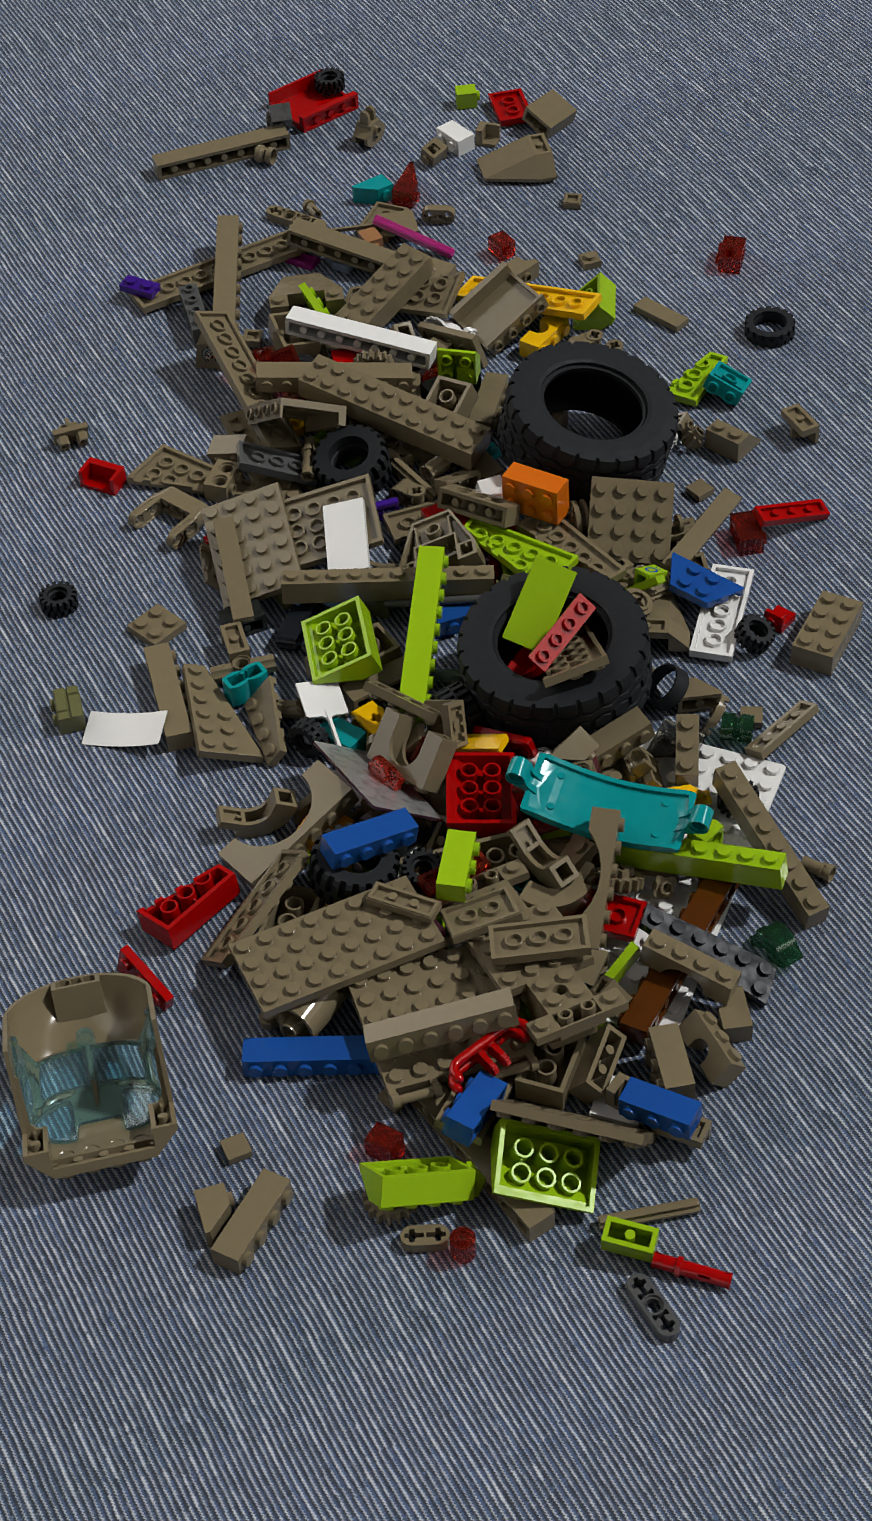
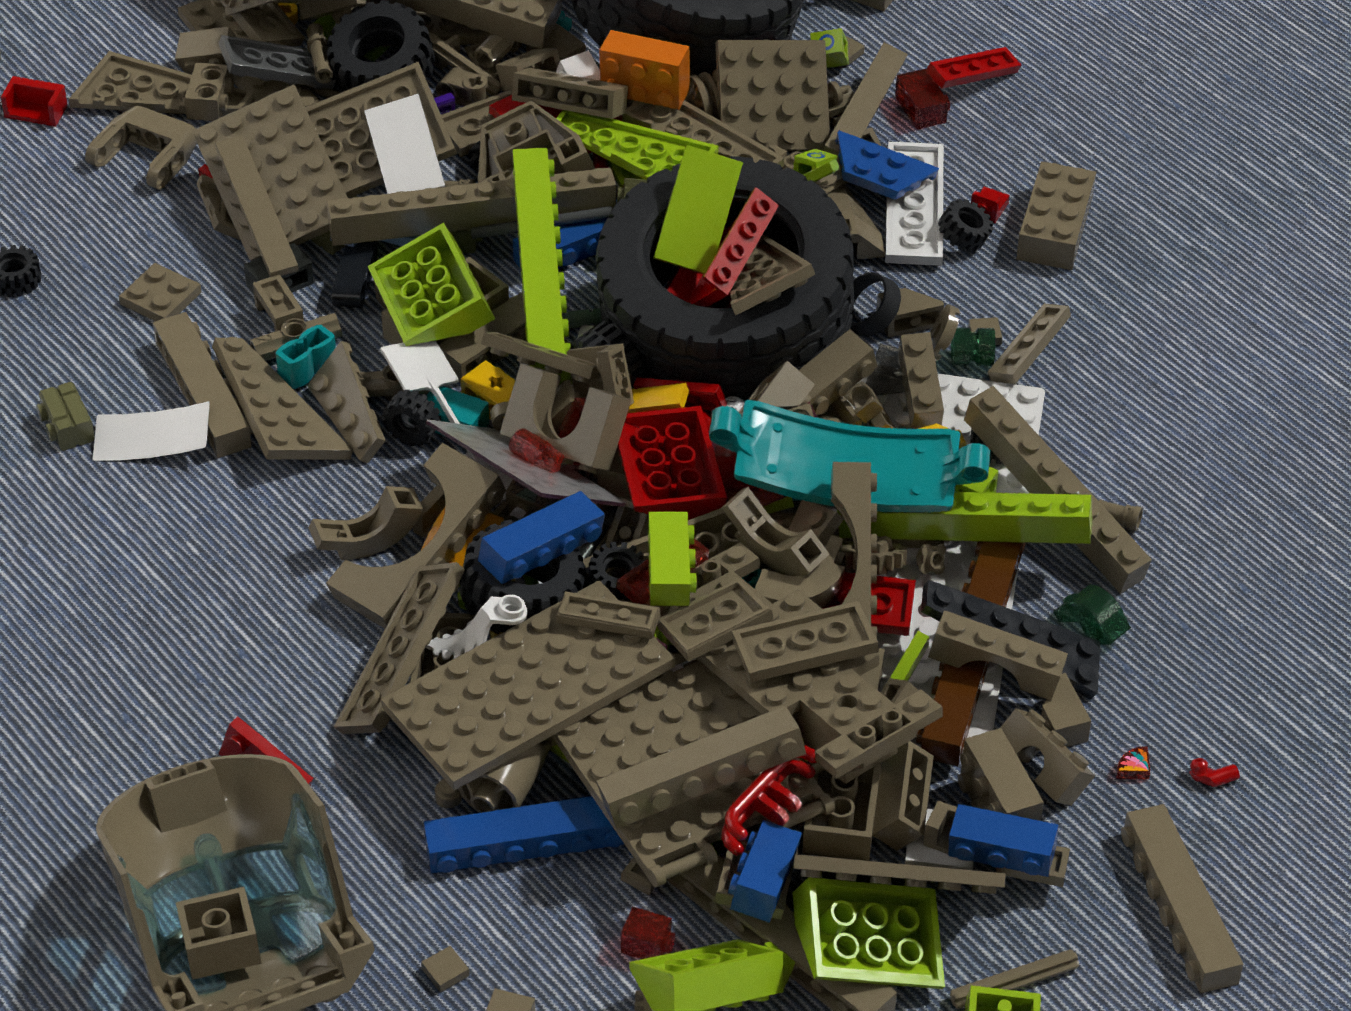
camera: 15 degrees left, 0 degrees up
(77, 1101) = (218, 933): none -> dark tan brick
(190, 906) = (303, 658): red wedge -> none
(325, 889) = (497, 610): none -> white plant
(686, 488) = (836, 46): none -> lime brick
(781, 1062) = (1134, 764): none -> tile
(790, 1171) = (1182, 899): none -> dark tan brick
(837, 1079) = (1211, 777): none -> red arm

